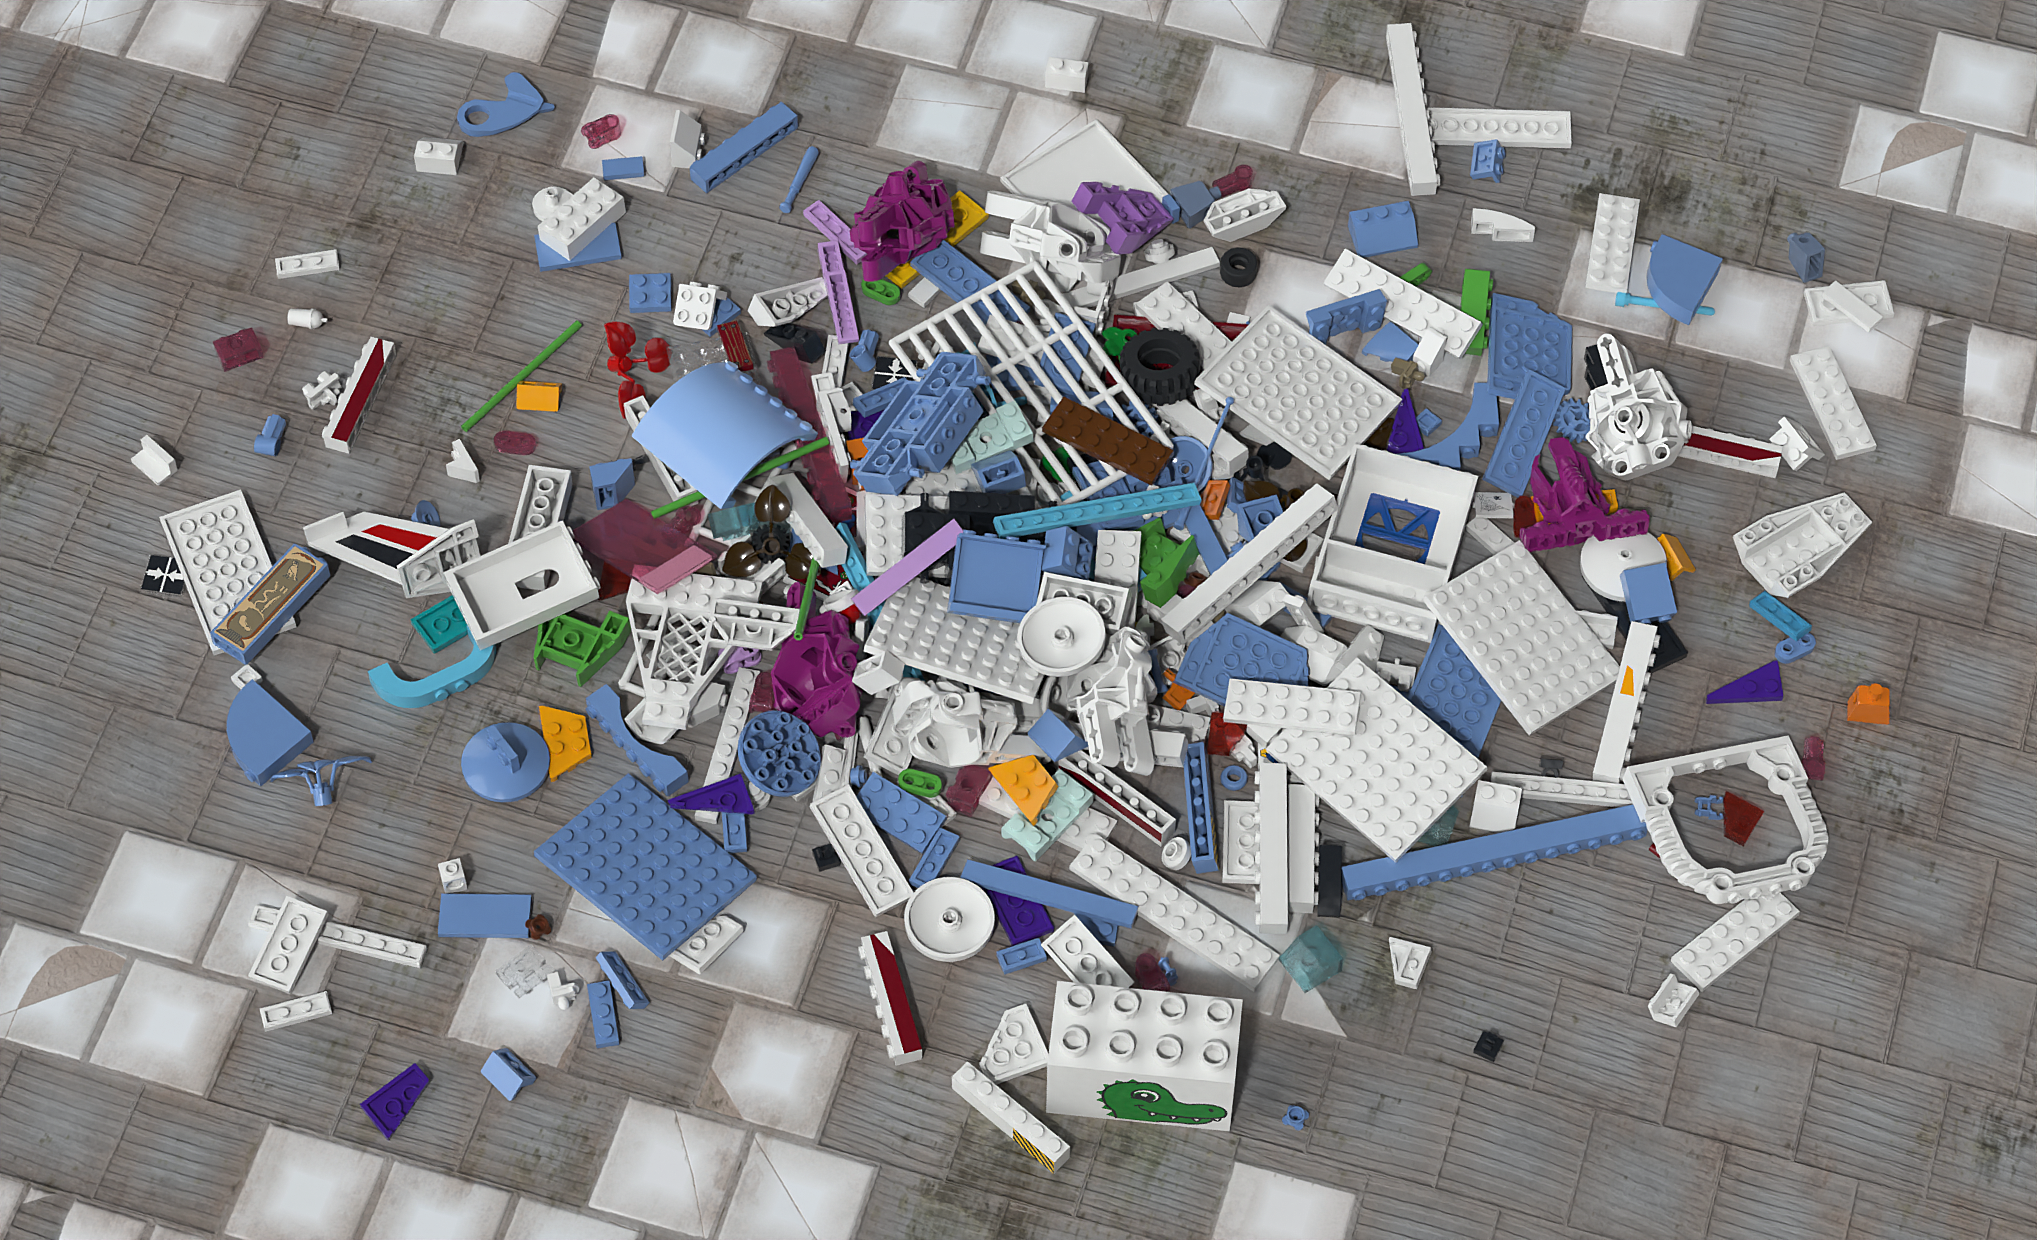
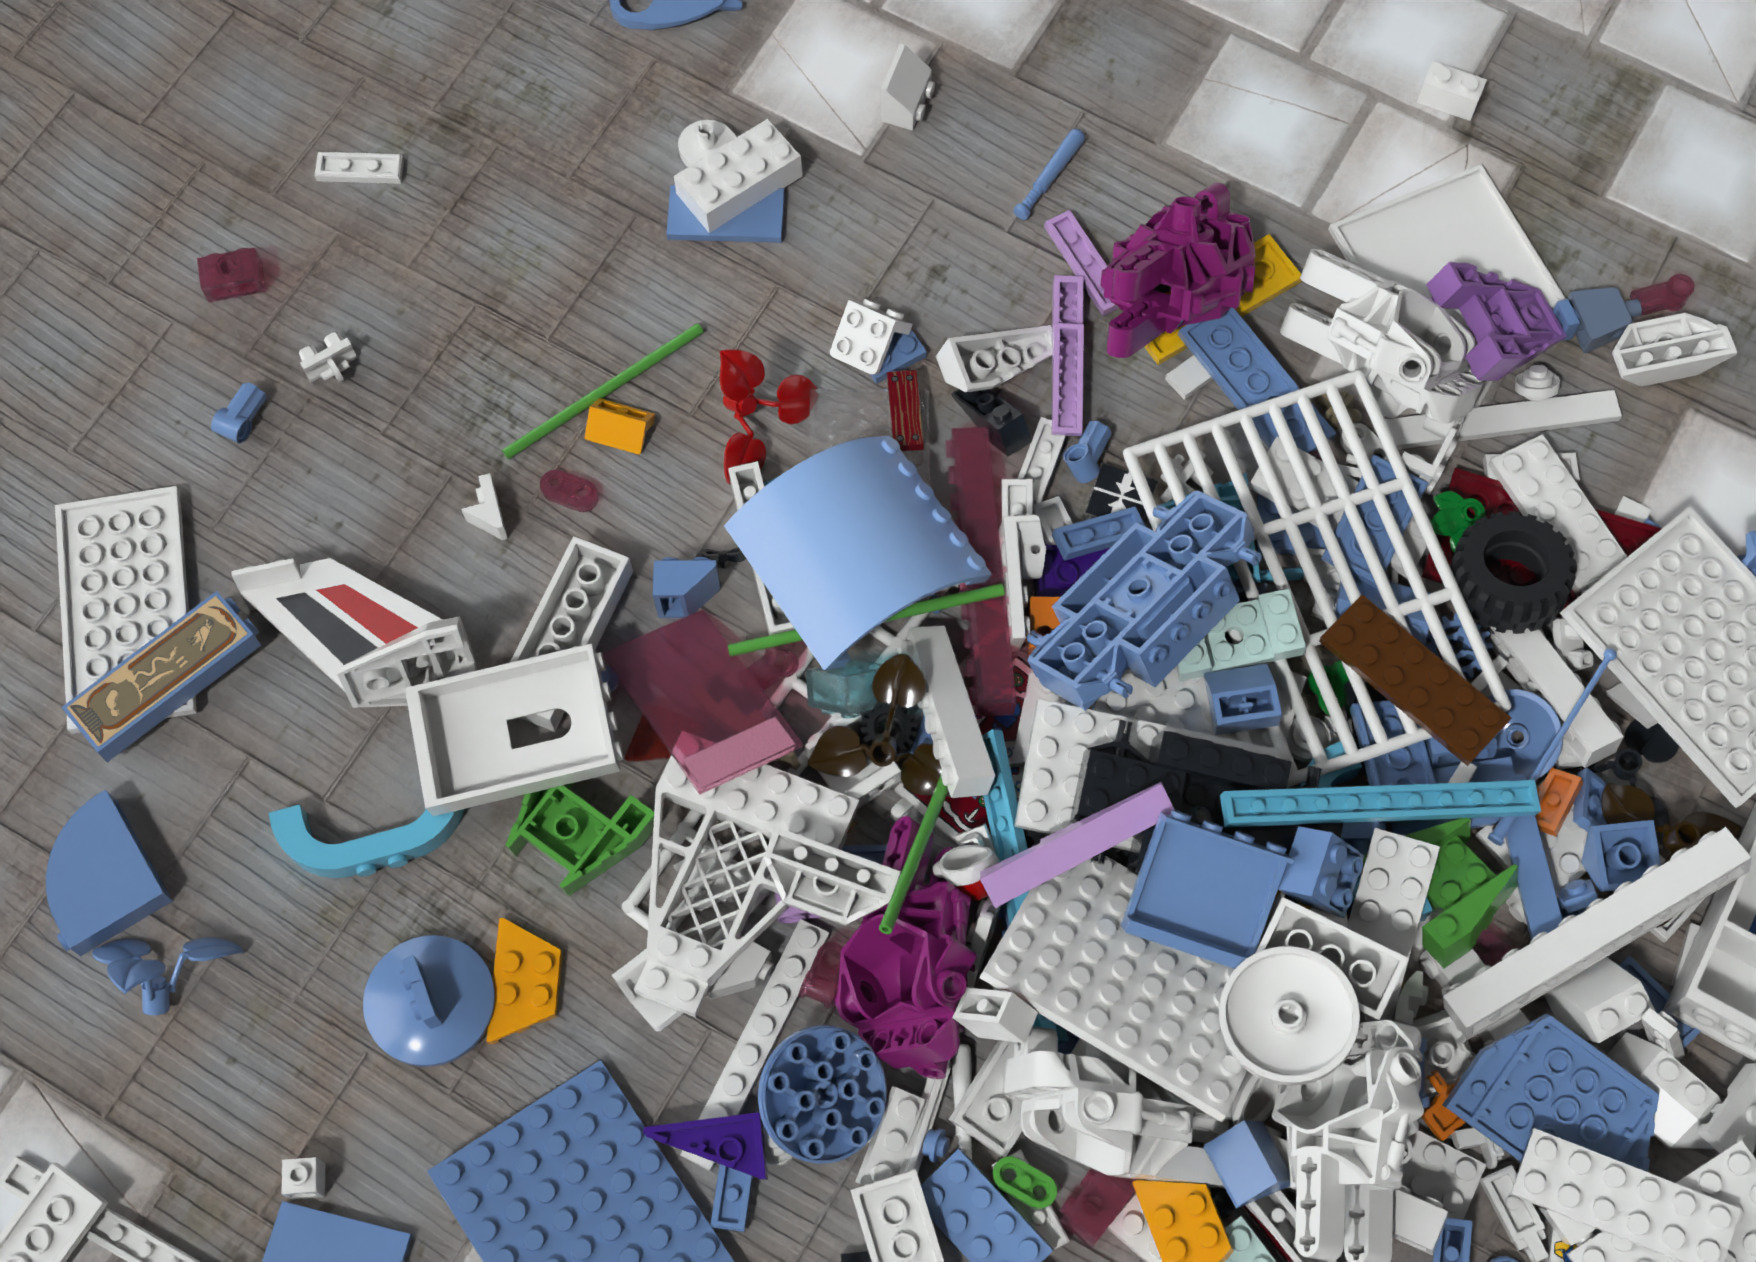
camera: 15 degrees right, 10 degrees up
(154, 461) = (76, 418): white panel -> none
(163, 578) = (36, 596): black tile -> none
(245, 675) = (104, 778): white plate -> none
(306, 318) = (333, 246): white piece -> none
(359, 395) = (374, 376): brick -> none
(426, 514) = (422, 578): medium blue piece -> none
(438, 155) = (571, 45): white slope -> none
(441, 624) = (389, 758): teal plate -> none
(602, 130) = (797, 52): clear pink piece -> none
(623, 168) = (813, 111): medium blue tile -> none
(650, 293) = (808, 301): medium blue plate -> none
(664, 770) = (653, 1068): medium blue arch -> none
(743, 147) = (983, 112): medium blue brick -> none
(881, 291) = (1128, 366): bright green plate -> none
(1195, 579) = (1504, 926): copper plate -> none
(1223, 735) = (1498, 1211): clear red wing -> none
(1240, 257) = (1653, 414): black tyre -> none

